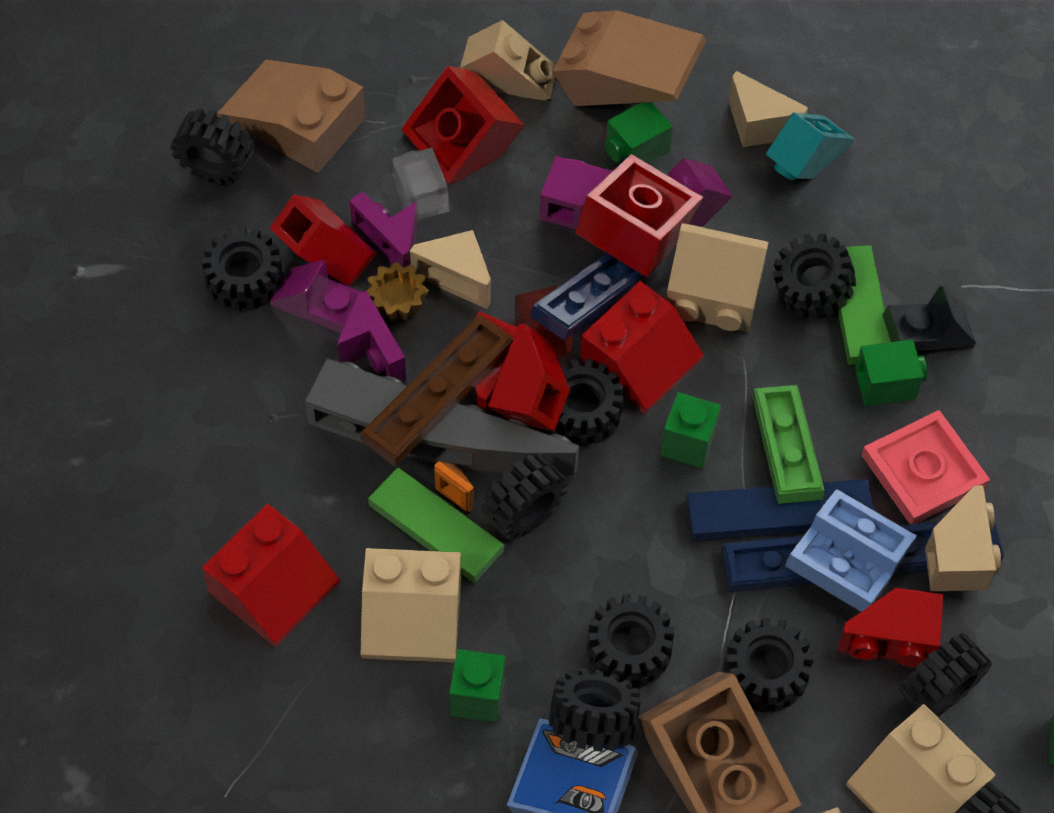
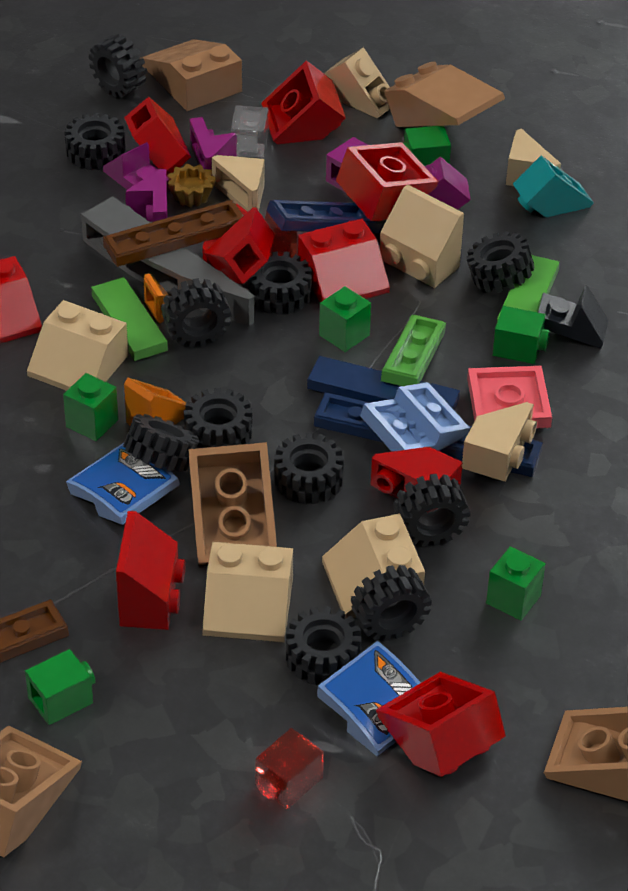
camera: 25 degrees right, 15 degrees down
(547, 650) = (153, 401): none -> orange slope

